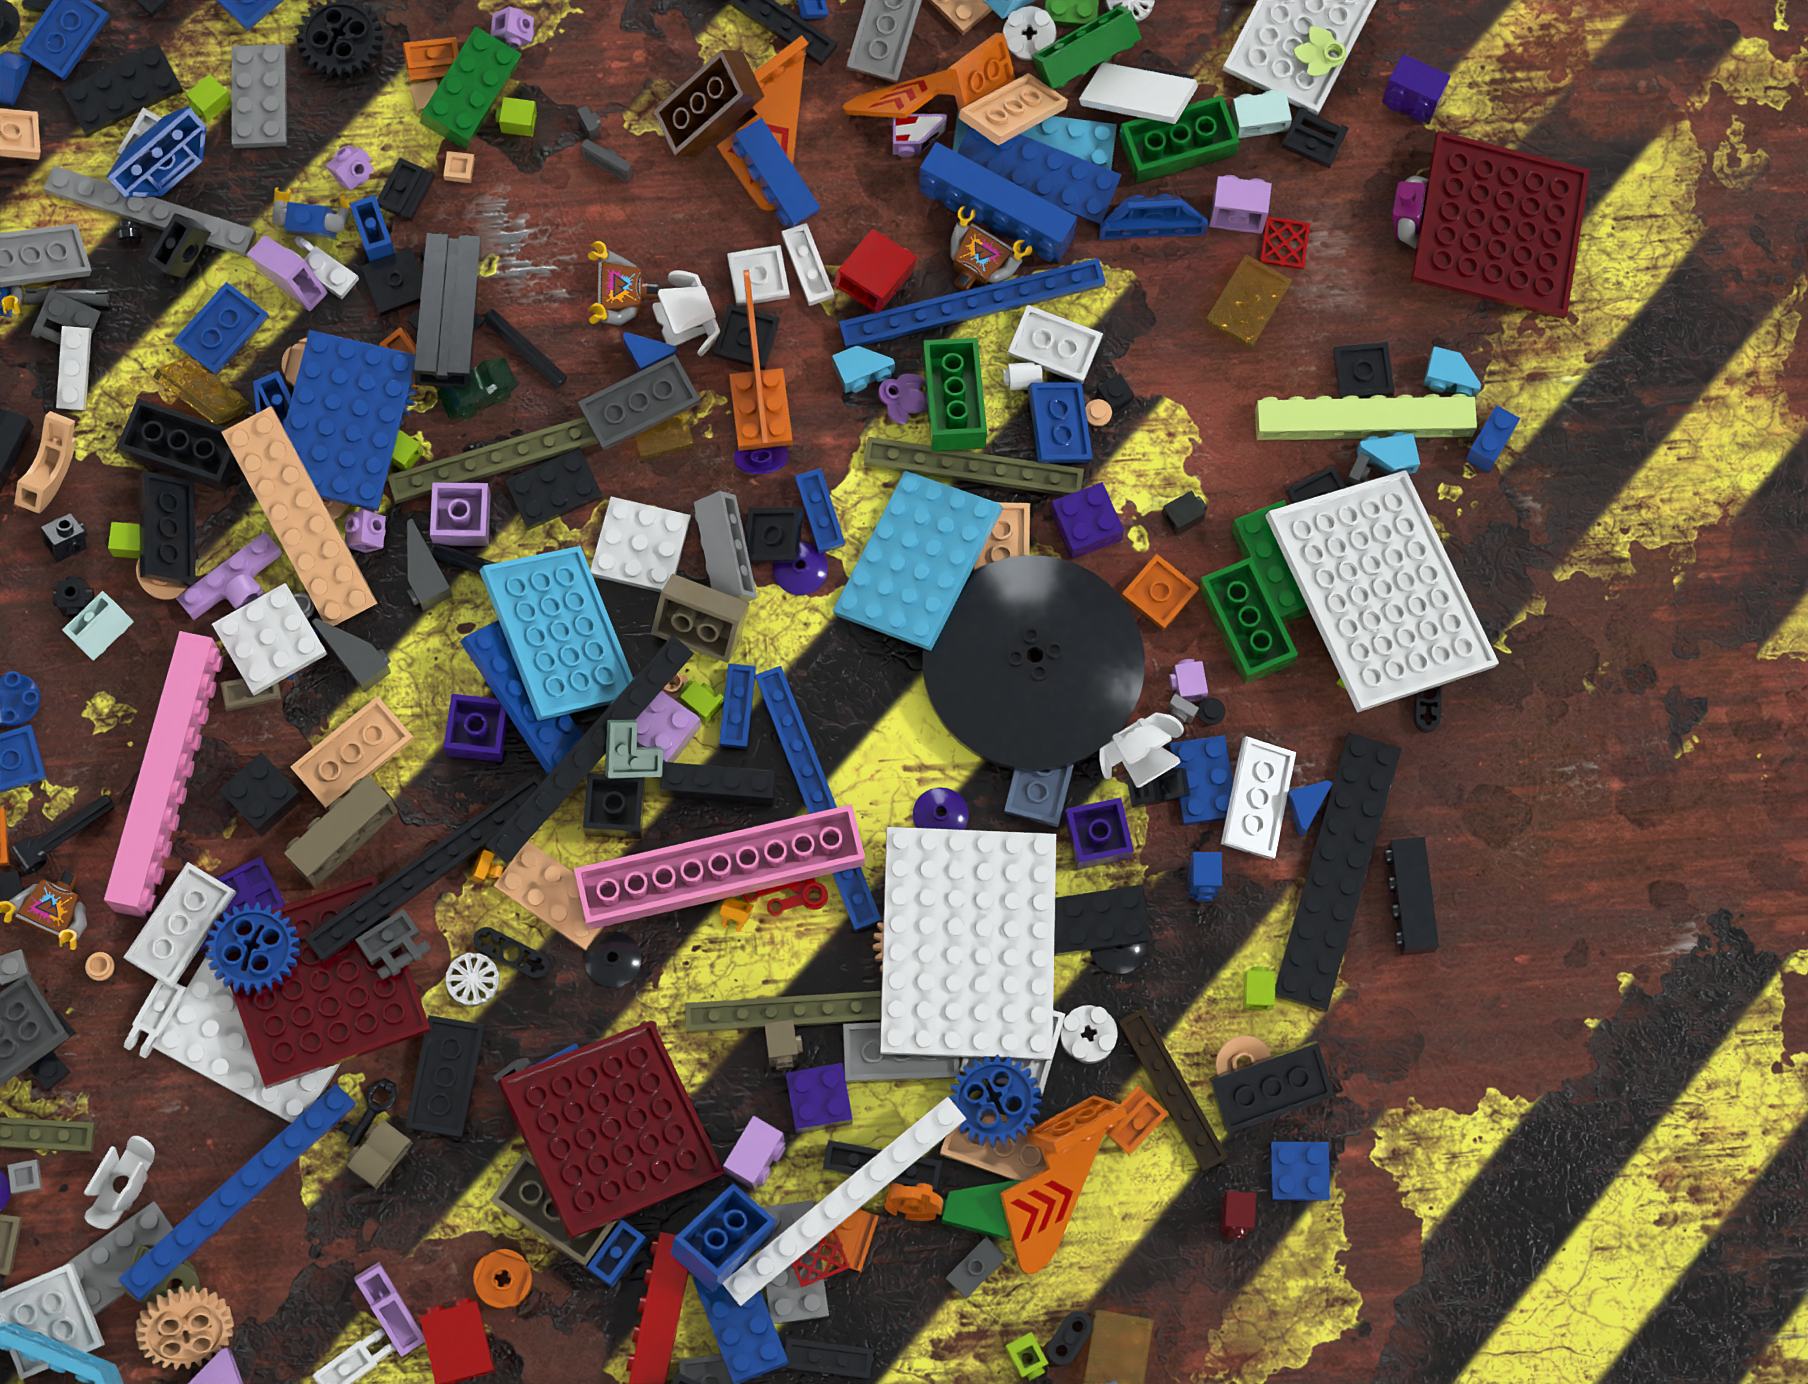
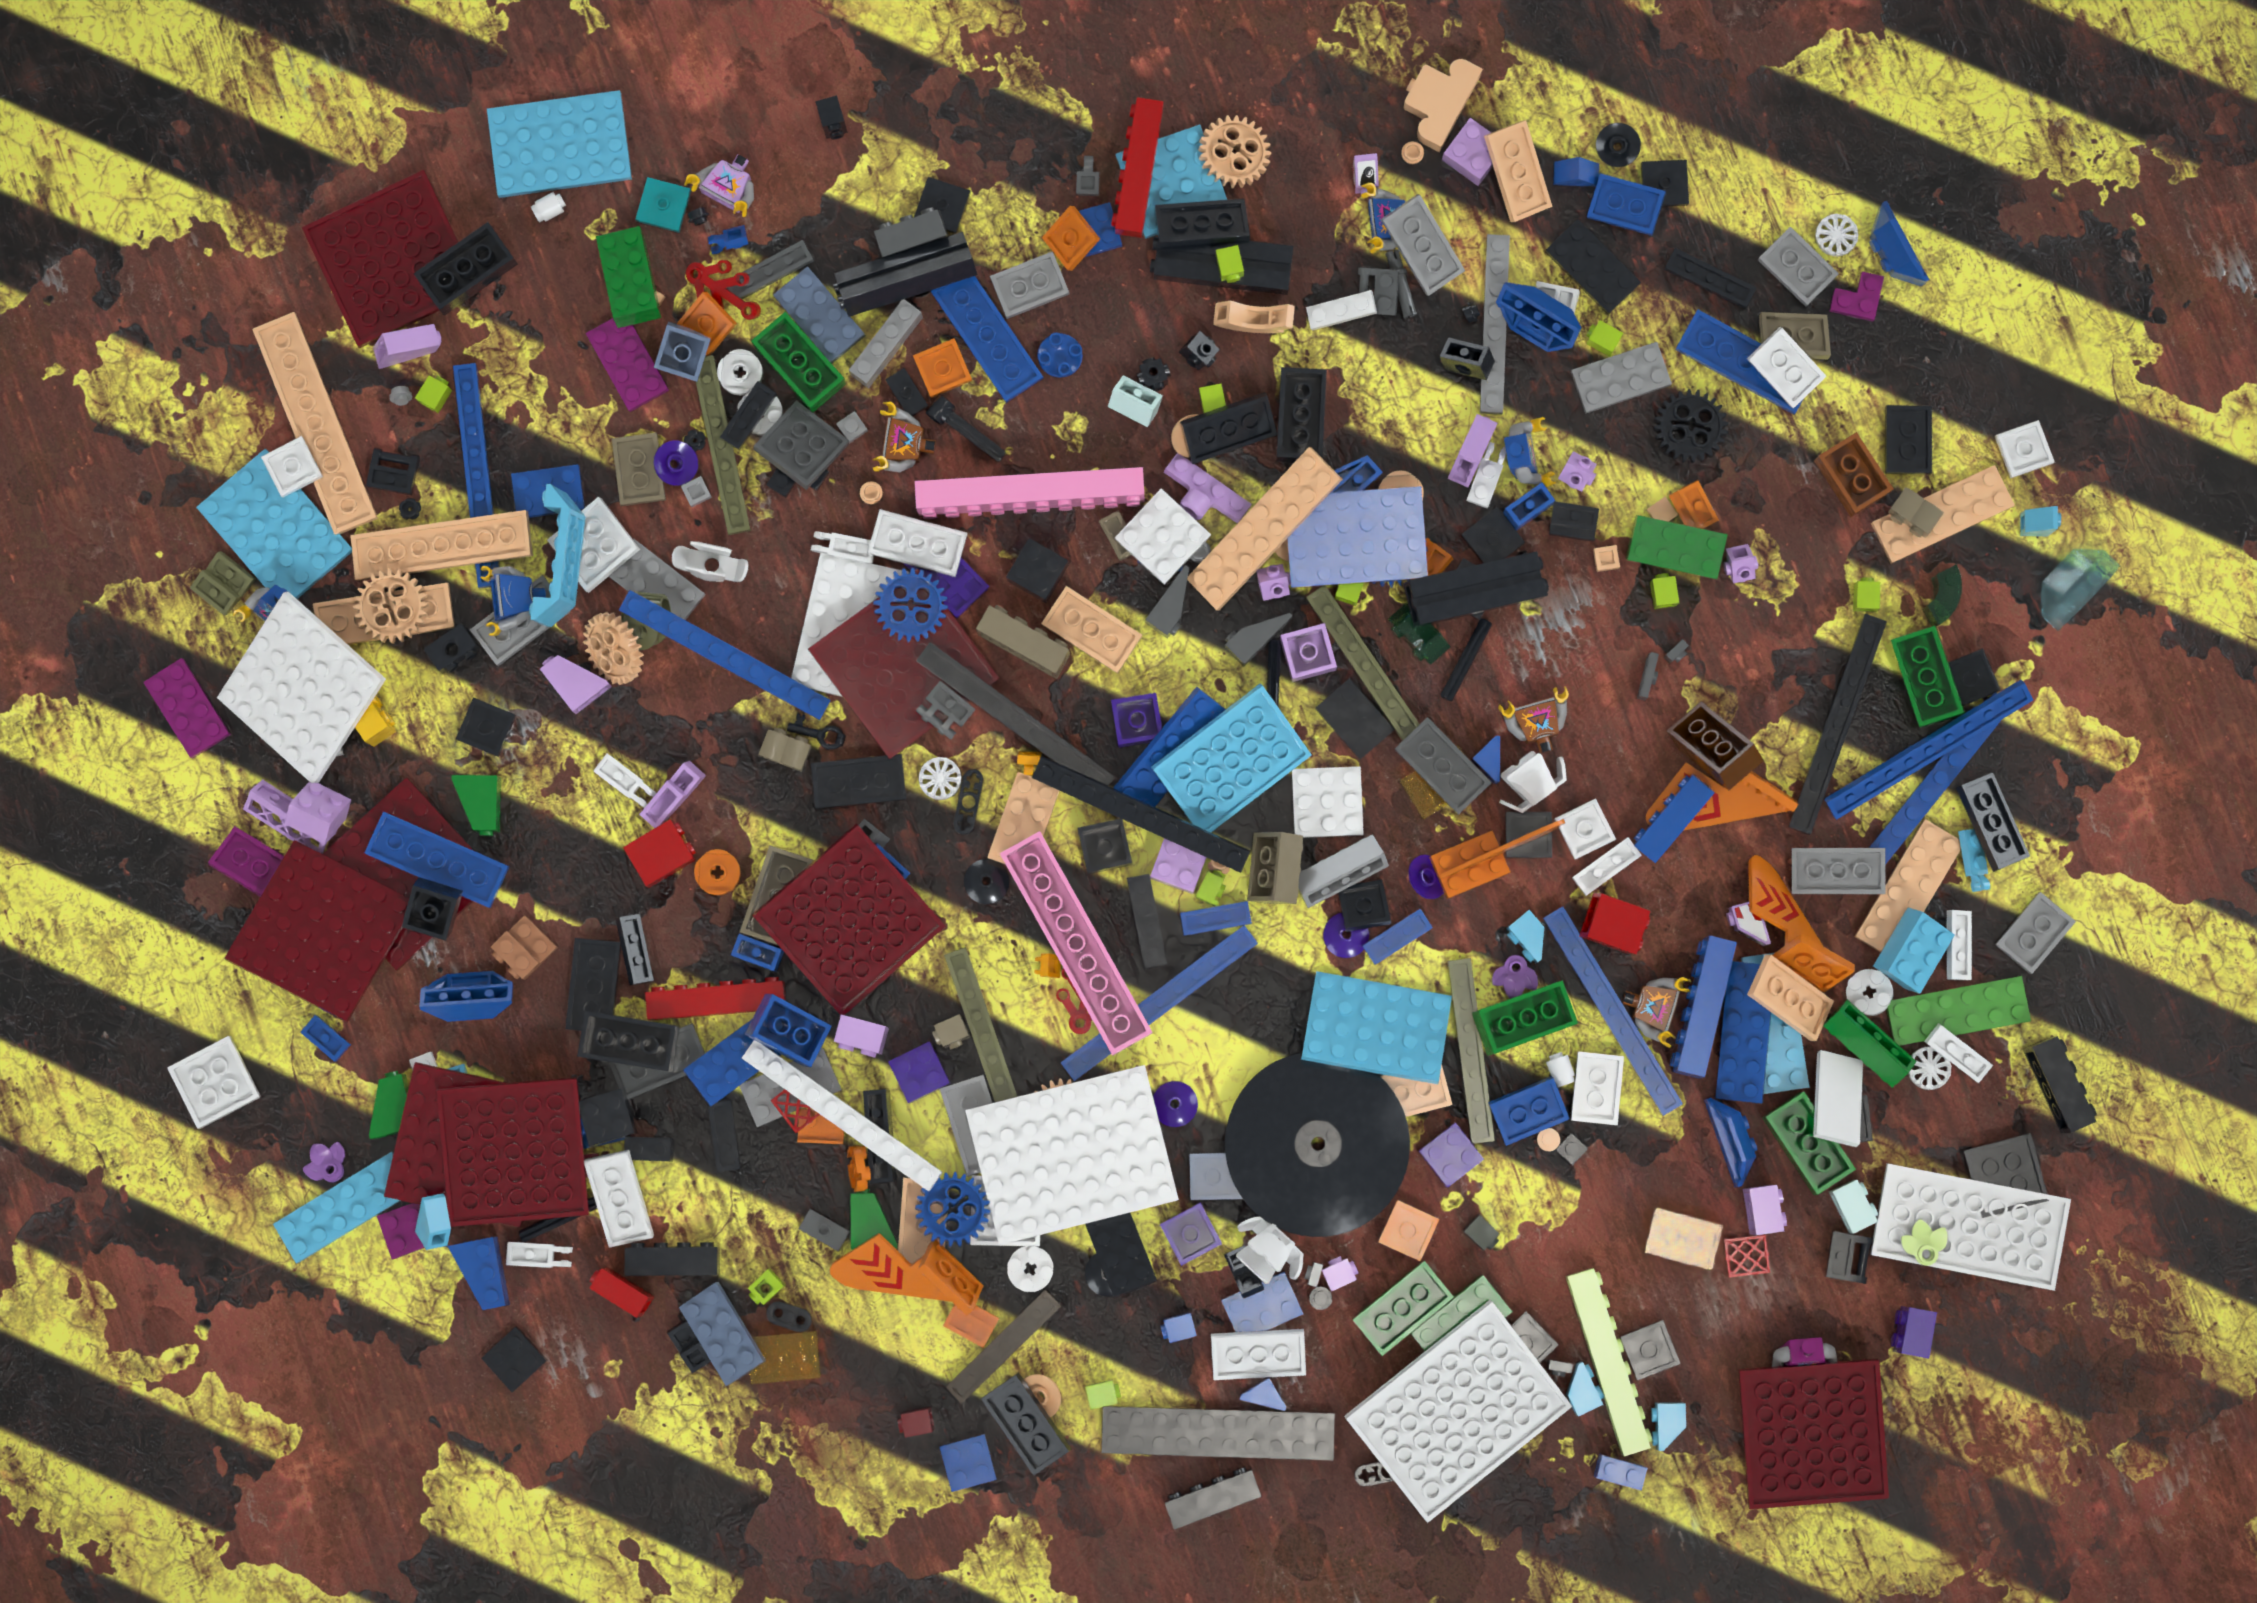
camera: 85 degrees right, 10 degrees up
(201, 390) = (1351, 416): clear yellow plate -> none
(221, 329) = (1410, 413): blue plate -> none
(624, 756) = (1140, 844): sand green plate -> none

